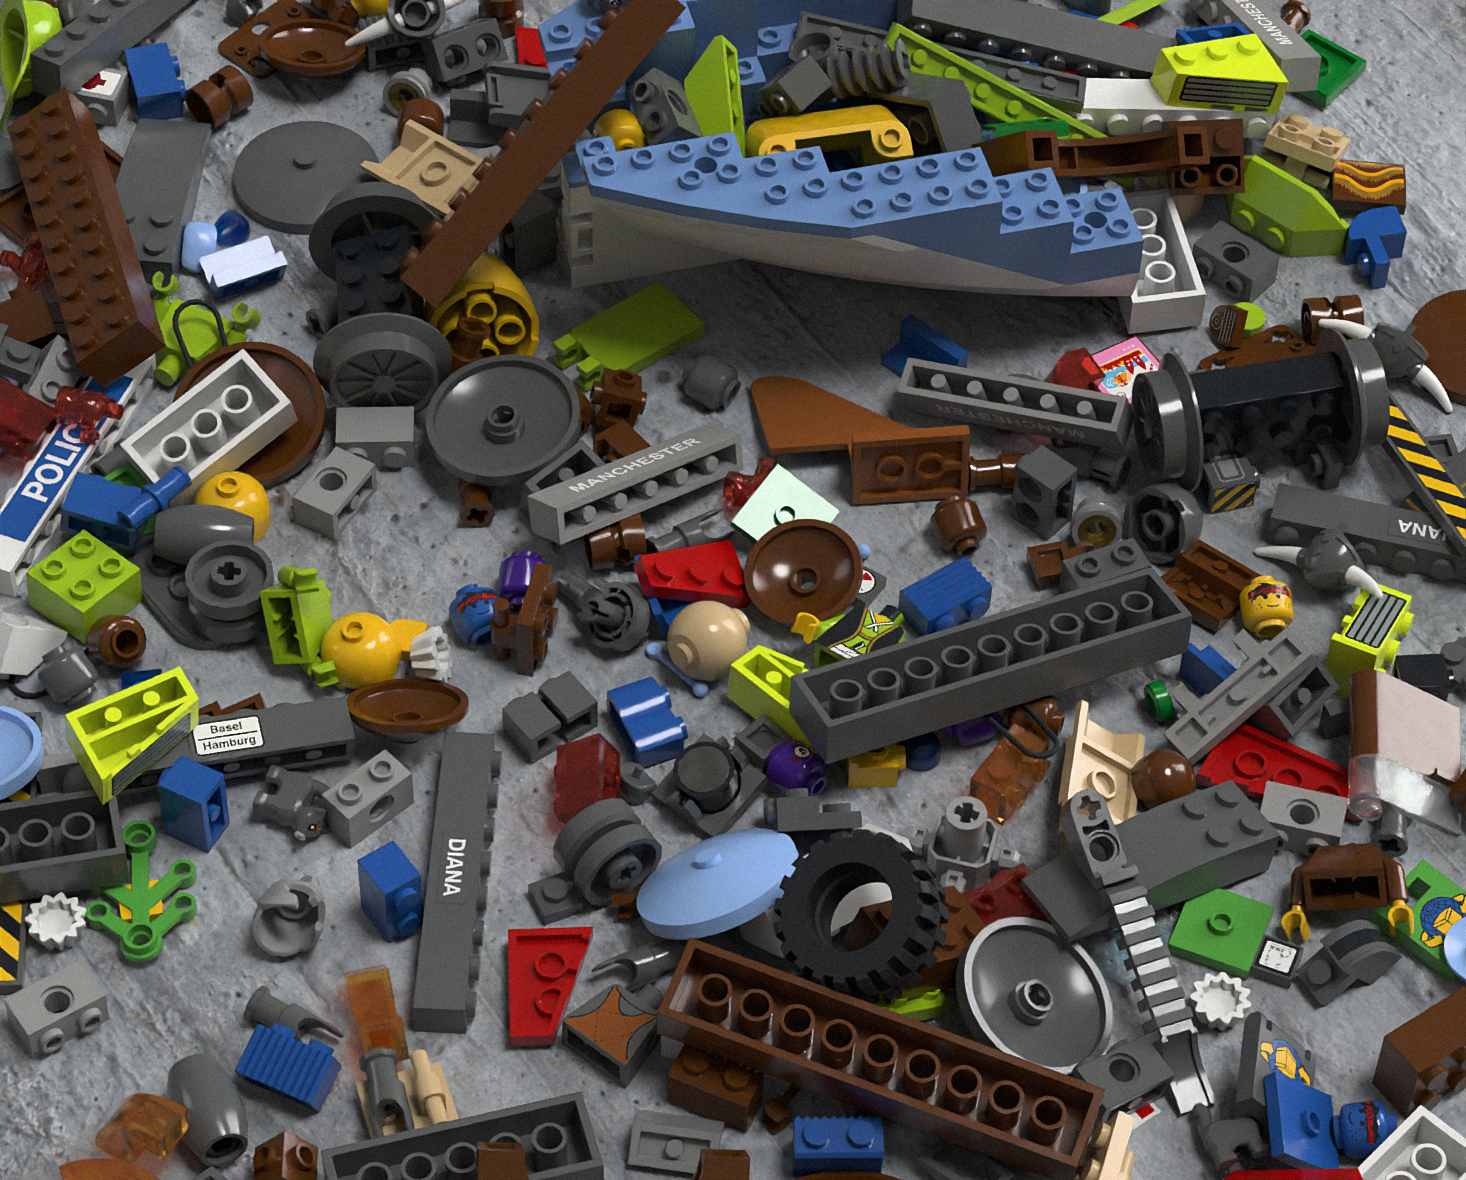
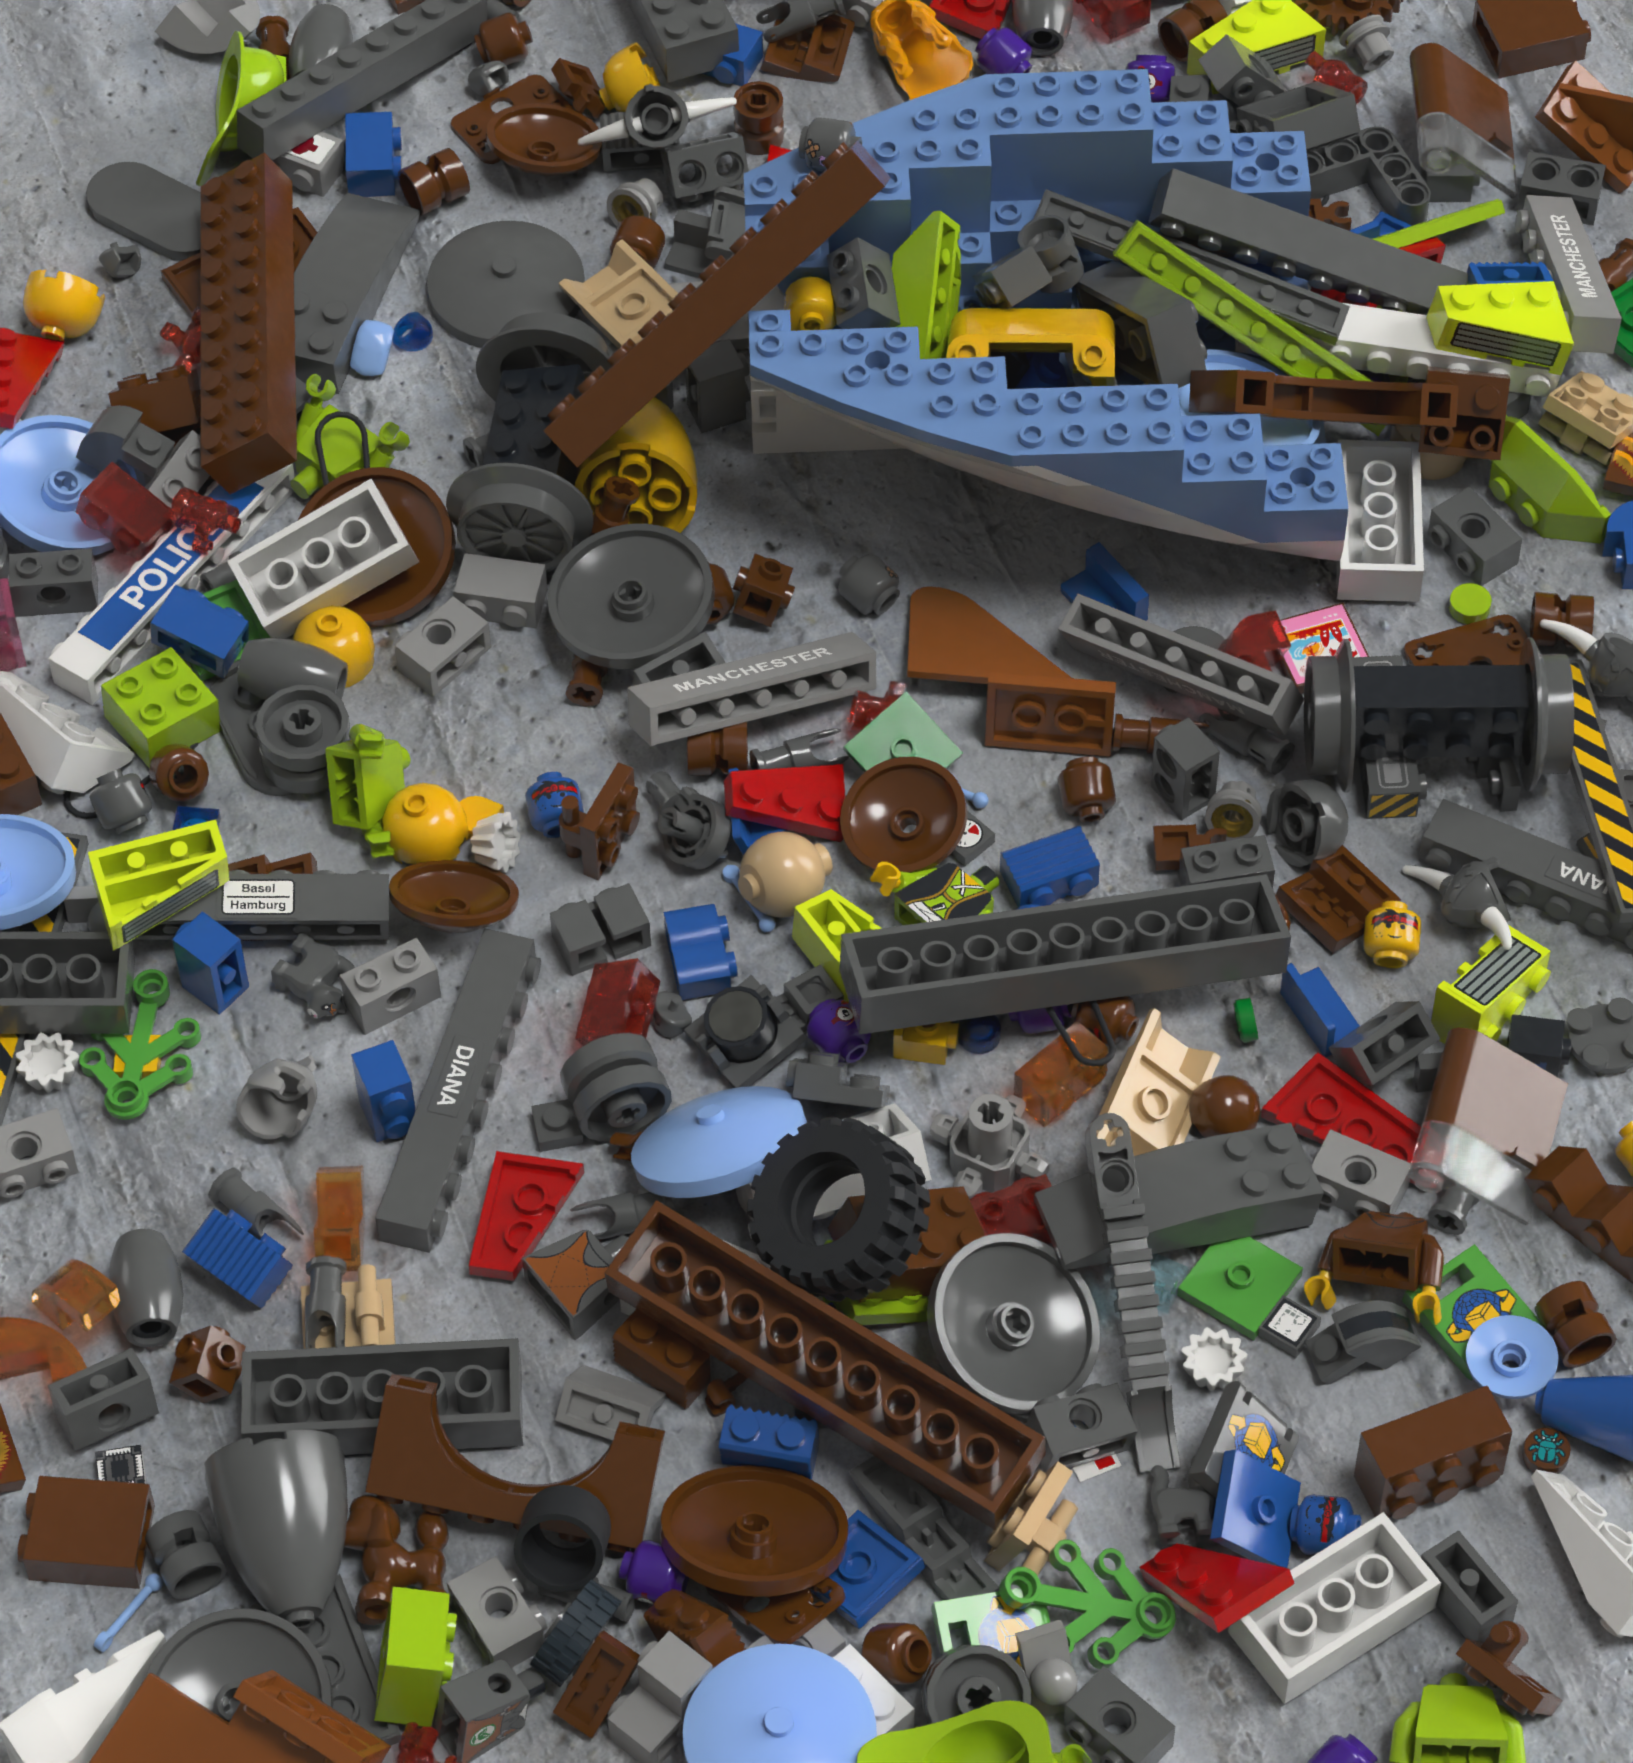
camera: 15 degrees right, 5 degrees up
(154, 498) = (246, 627): blue pin -> none
(242, 267) = (411, 378): panel -> none
(515, 577) = (602, 763): dark purple head -> none
(618, 442) = (748, 639): reddish brown brick -> none
(628, 335) = (797, 517): lime tile -> none
(869, 72) = (1097, 269): dark grey piece -> none
(997, 130) = (1259, 358): green plate -> none
(1228, 324) = (1446, 607): reddish brown tile -> none
(1260, 677) = (1299, 1046): light grey hinge -> none

